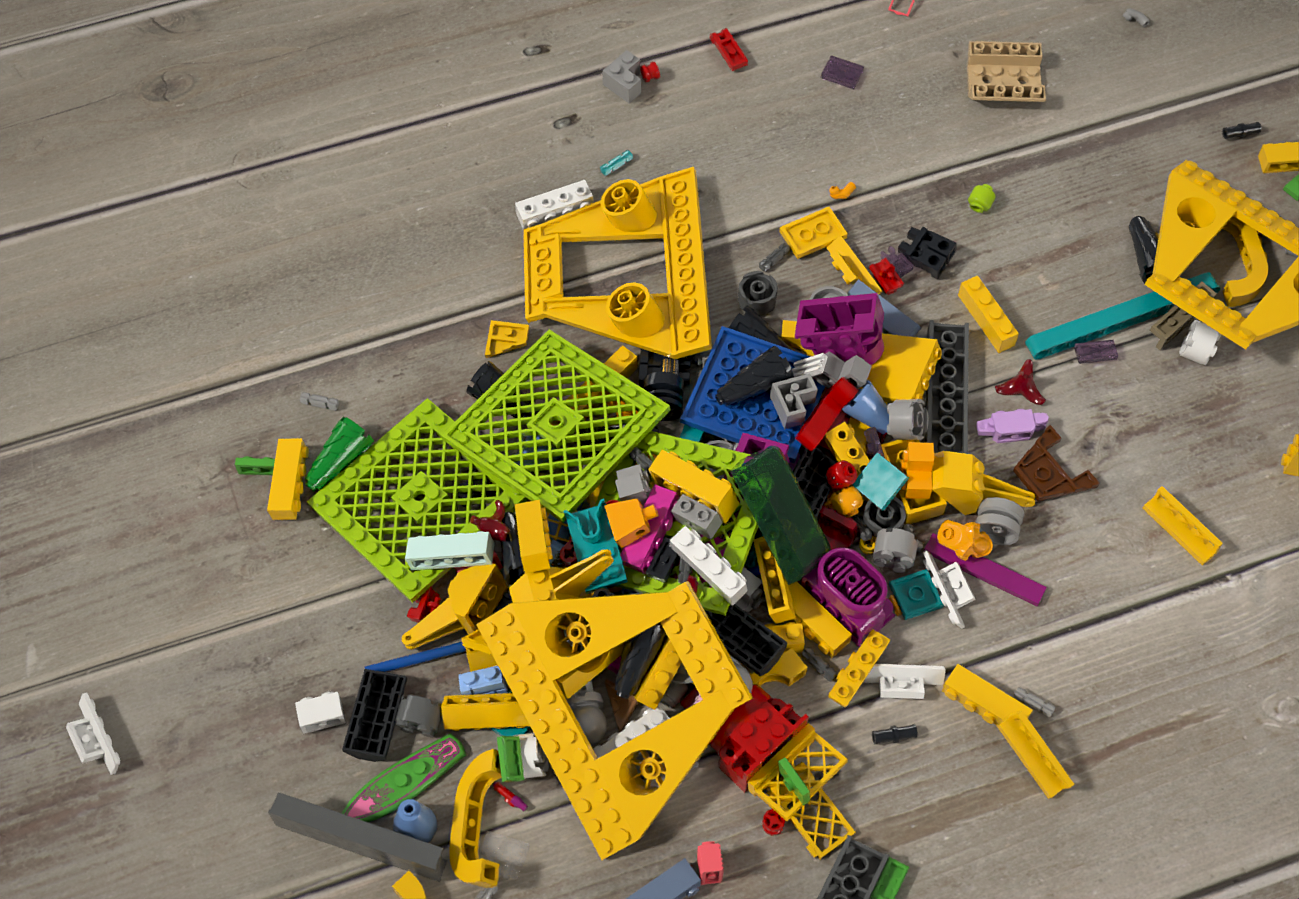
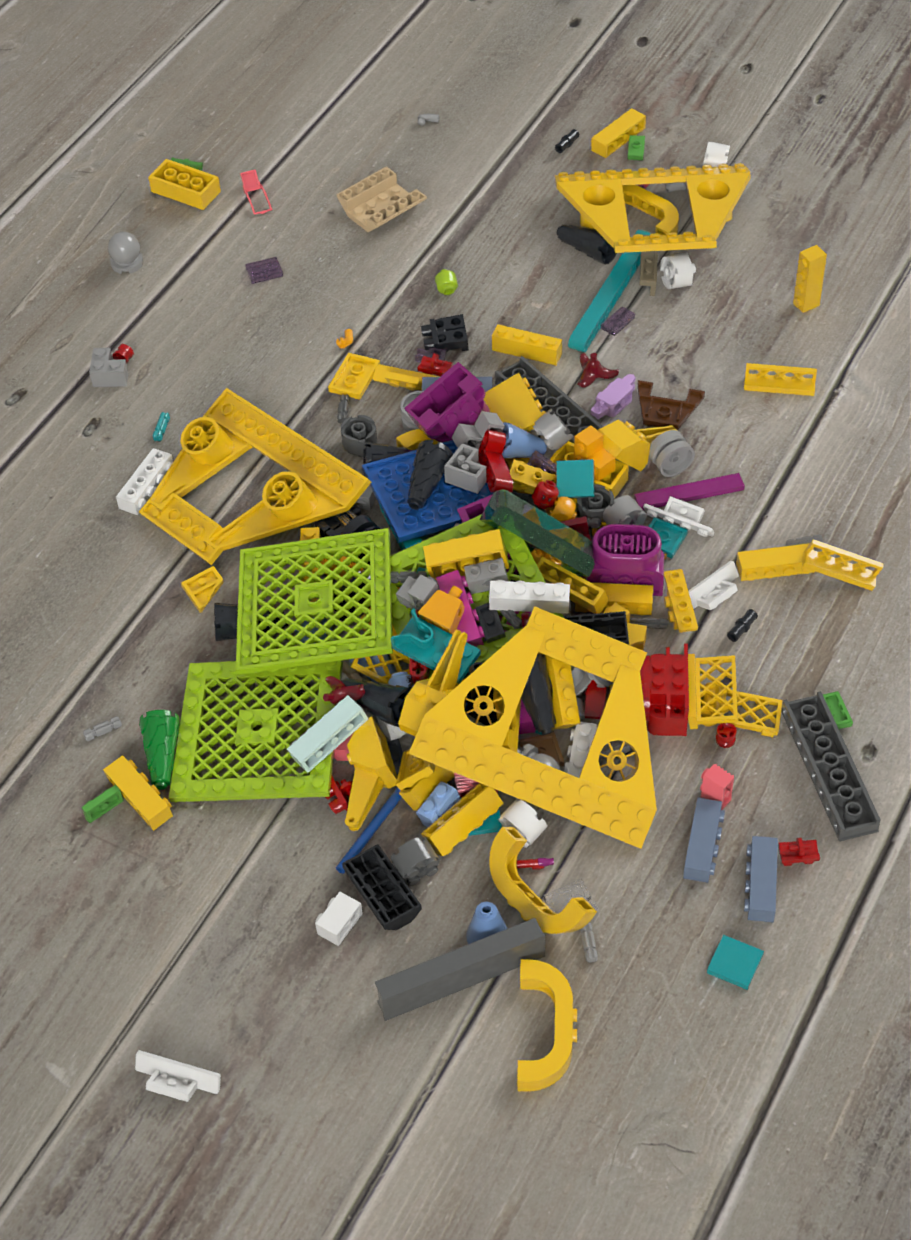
camera: 40 degrees left, 10 degrees down
(405, 779) = (448, 909): bright green piece -> none
(510, 759) = (519, 825): bright green plate -> none
(533, 536) = (386, 670): yellow brick -> none
(729, 49) = (166, 305): red plate -> none
(793, 781) = (719, 691): bright green plate -> none
(813, 365) = (457, 437): white tile -> none
(965, 539) = (661, 479): light orange head -> none

